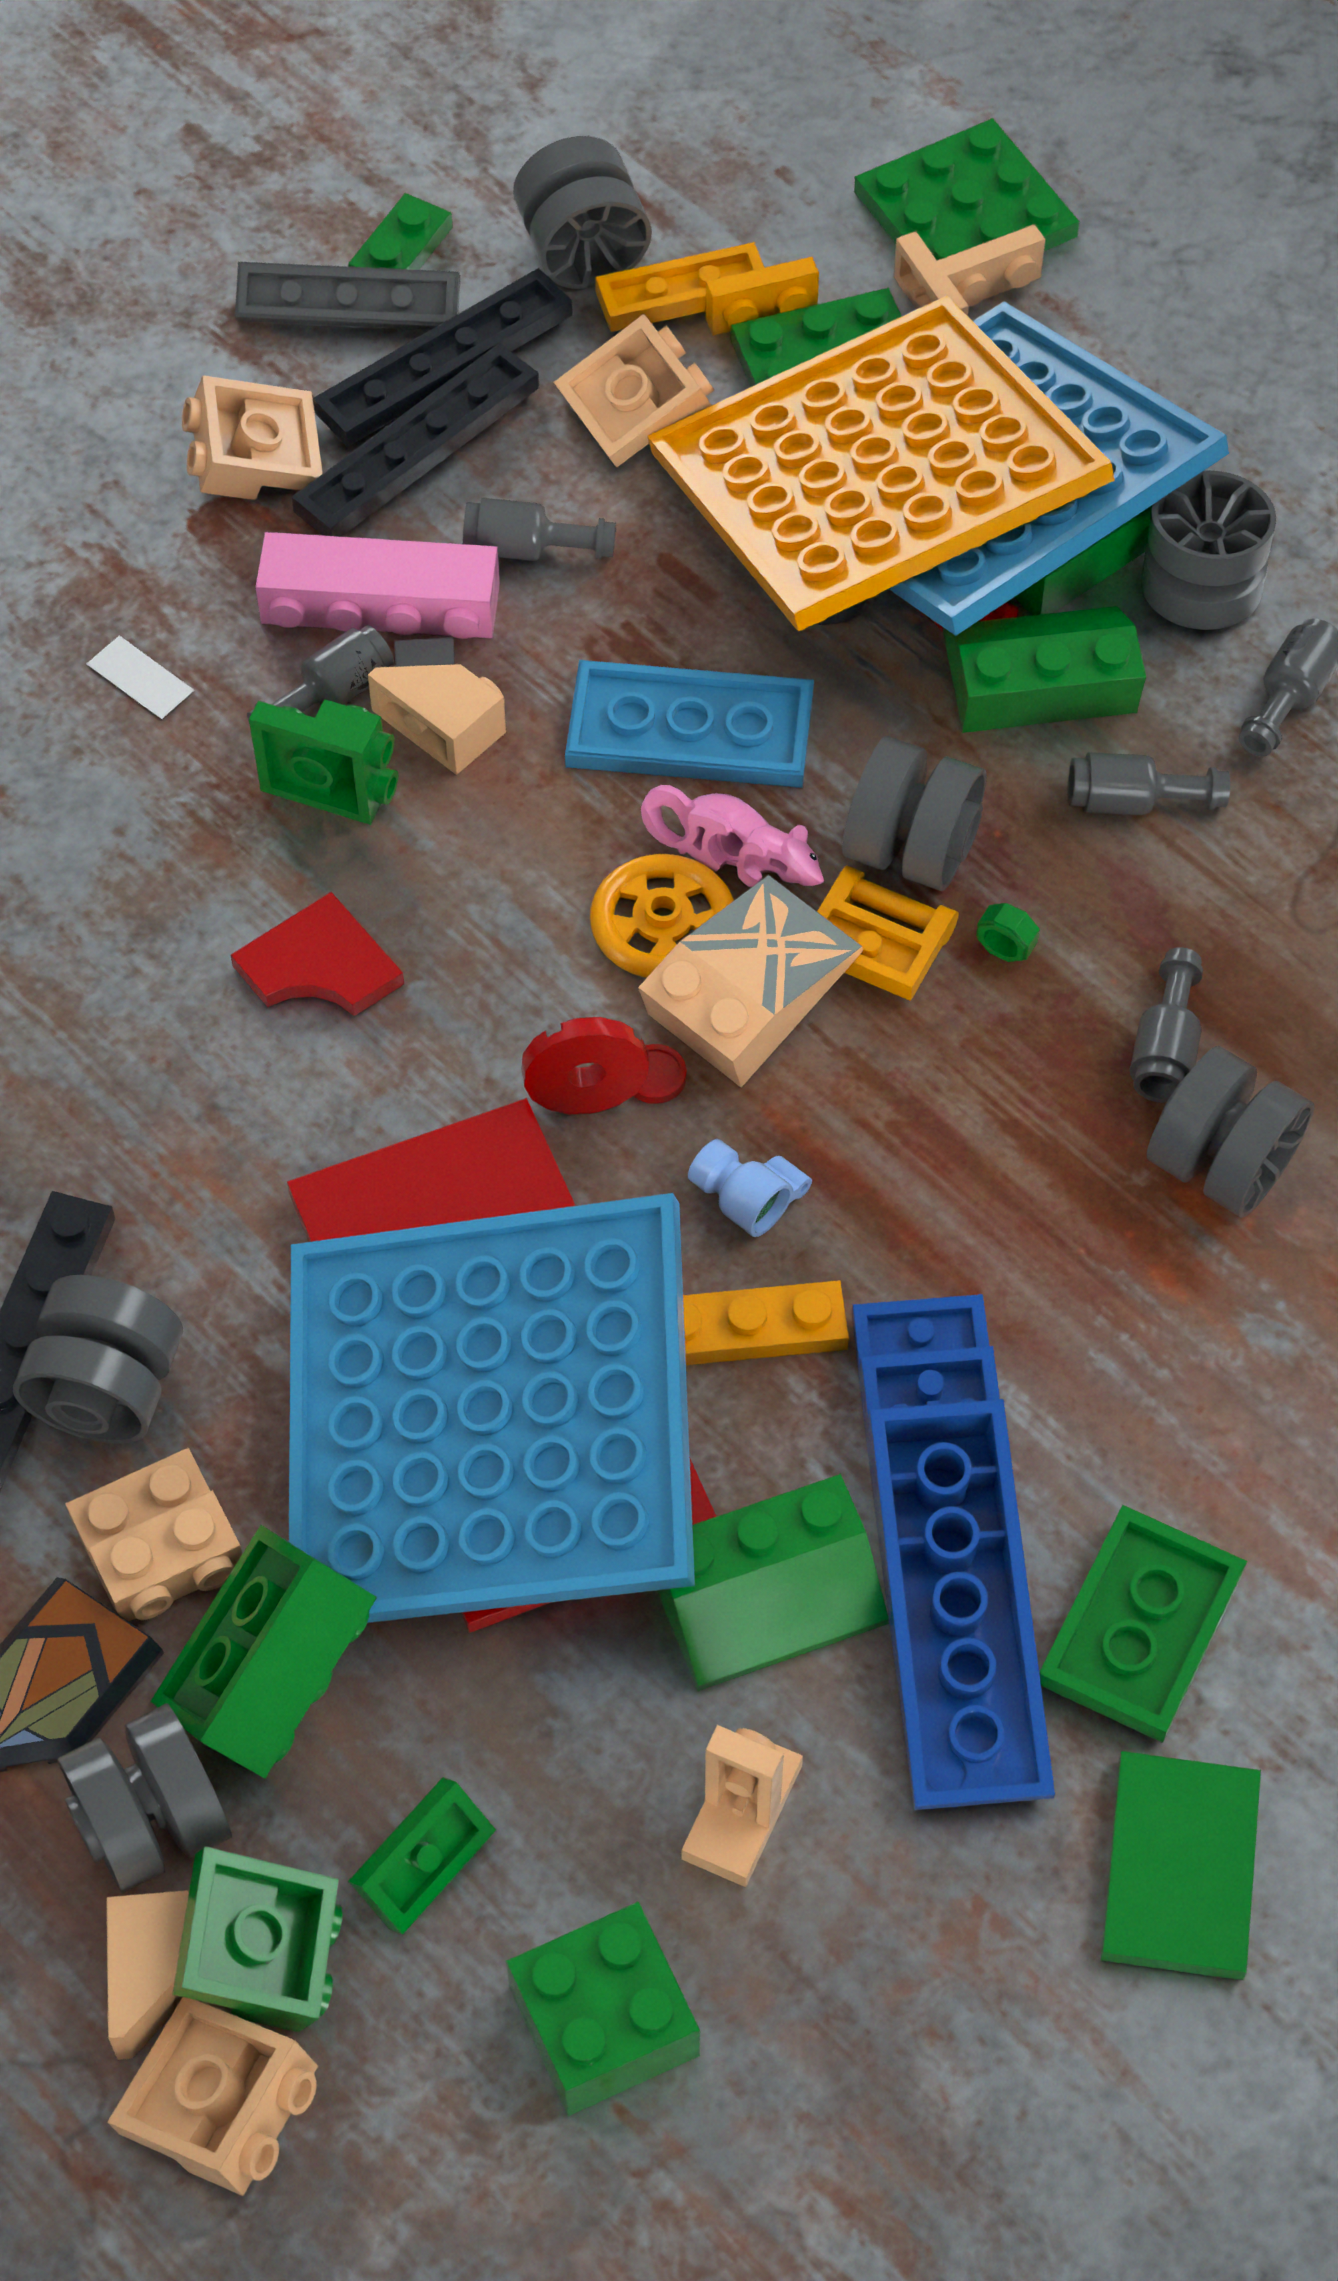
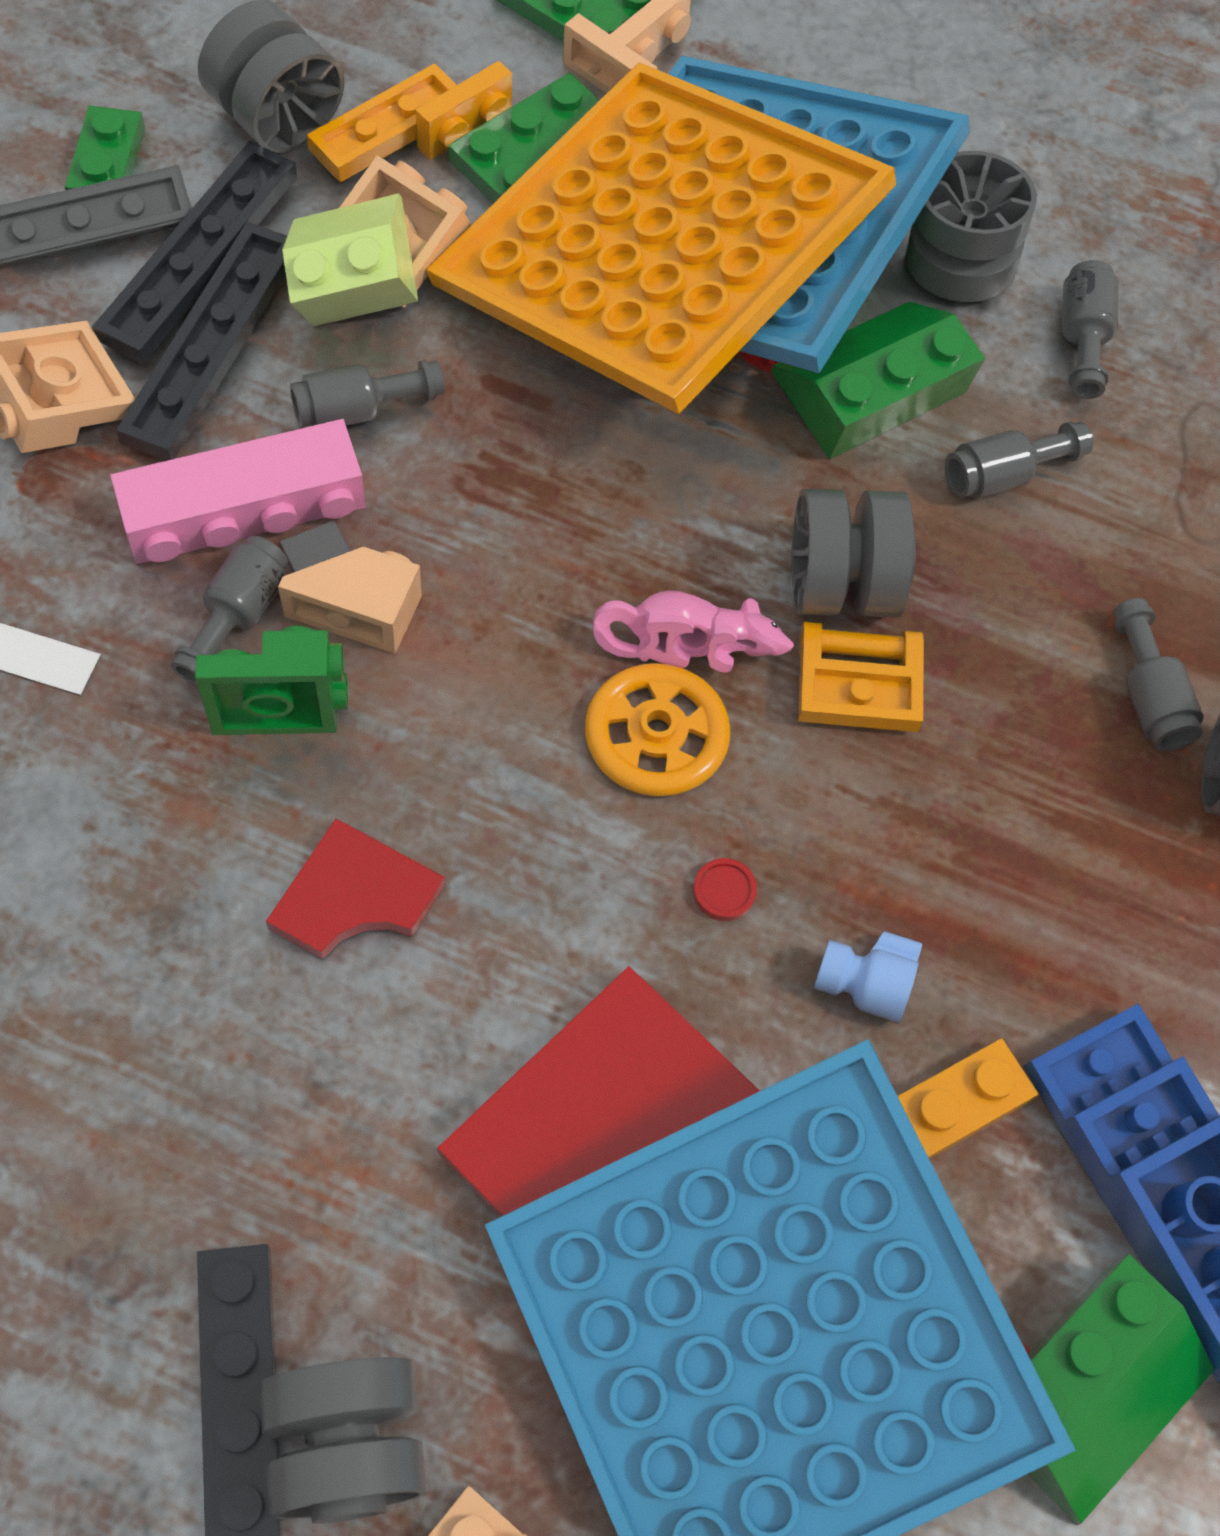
camera: 30 degrees left, 5 degrees up
(561, 1087) = (681, 916): red tile -> none
(574, 407) = (350, 261): none -> yellowish green slope
(690, 723) = (589, 531): dark azure tile -> none
(747, 977) = (779, 766): light nougat slope -> none
(1007, 932) = (974, 636): green tile -> none

